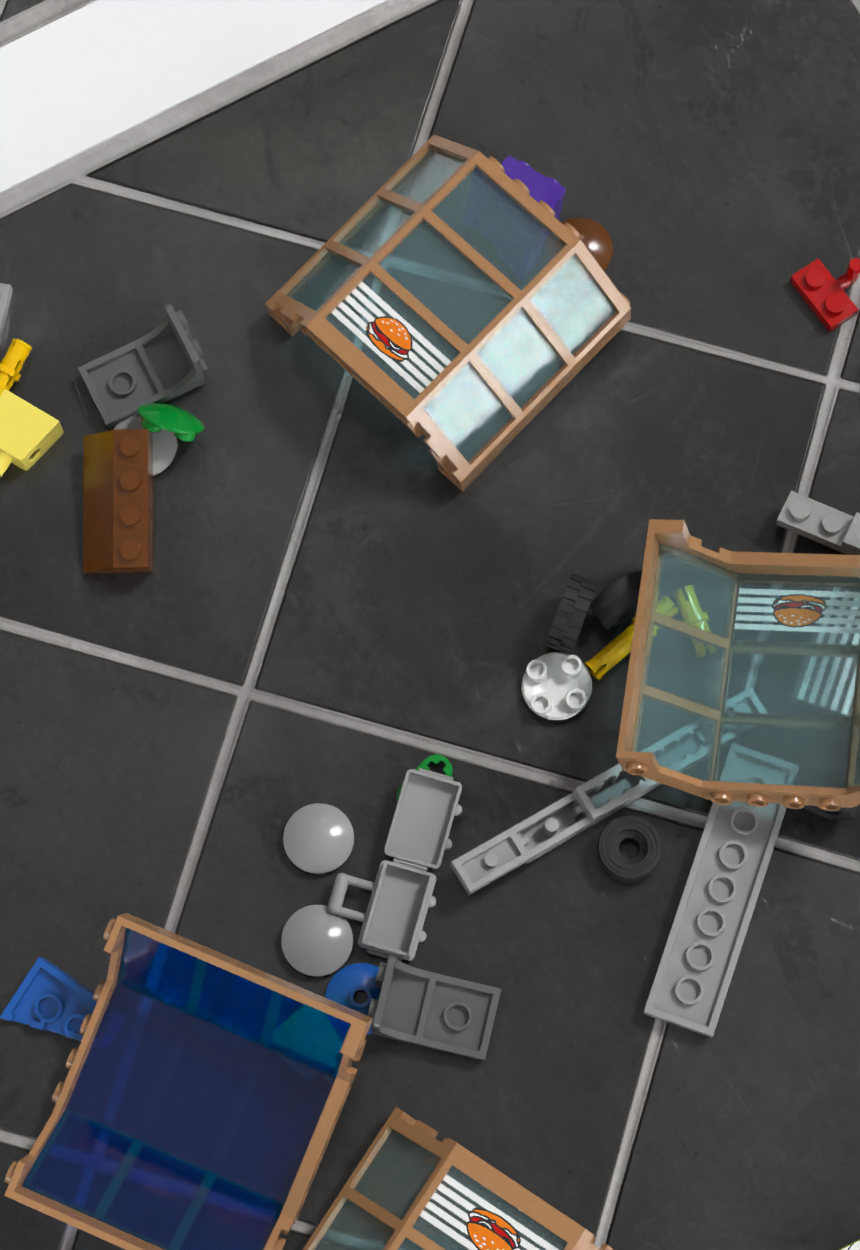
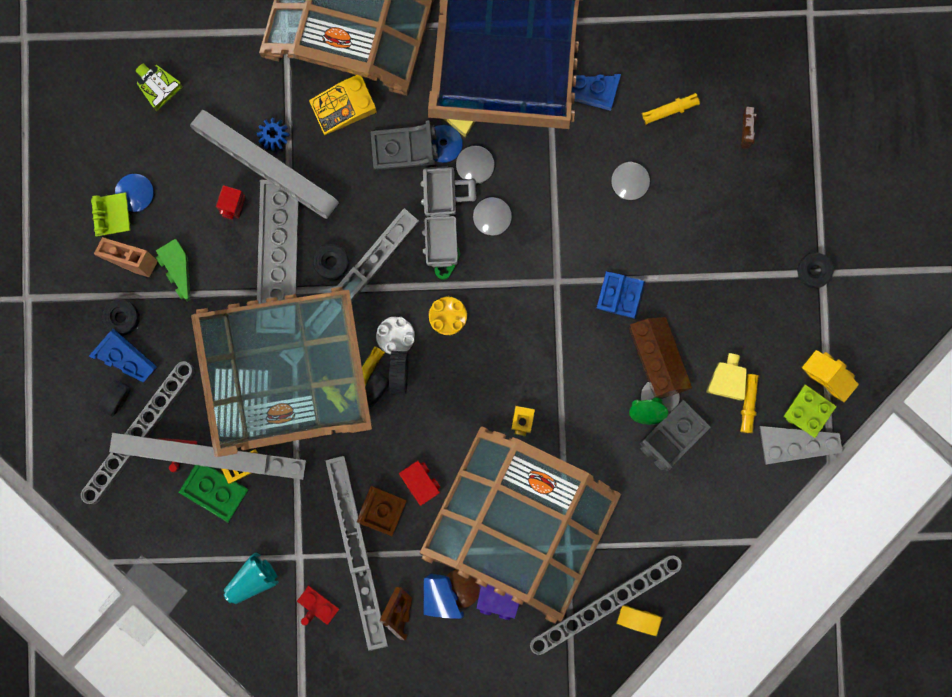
camera: 160 degrees right, 10 degrees up
(55, 821) = (630, 181): none -> light grey dish
(145, 632) = (621, 295): none -> blue slope
(309, 111) = (639, 620): none -> yellow slope
(335, 148) = (632, 593): none -> light grey beam
(383, 463) = (525, 413): none -> yellow brick
(454, 691) = (447, 315): none -> yellow dish
(521, 1126) = (343, 104): none -> yellow slope
(593, 429) = (420, 483): none -> red brick
(618, 239) = (440, 598): none -> blue slope
(673, 402) = (381, 511): none -> reddish brown plate
(676, 1109) = (266, 138): none -> blue gear
(697, 239) = (397, 613): none -> reddish brown wing
(699, 1060) = (264, 164): none -> light grey beam
(735, 352) = (356, 553): none -> light grey slope
(780, 1006) = (230, 202): none -> red brick

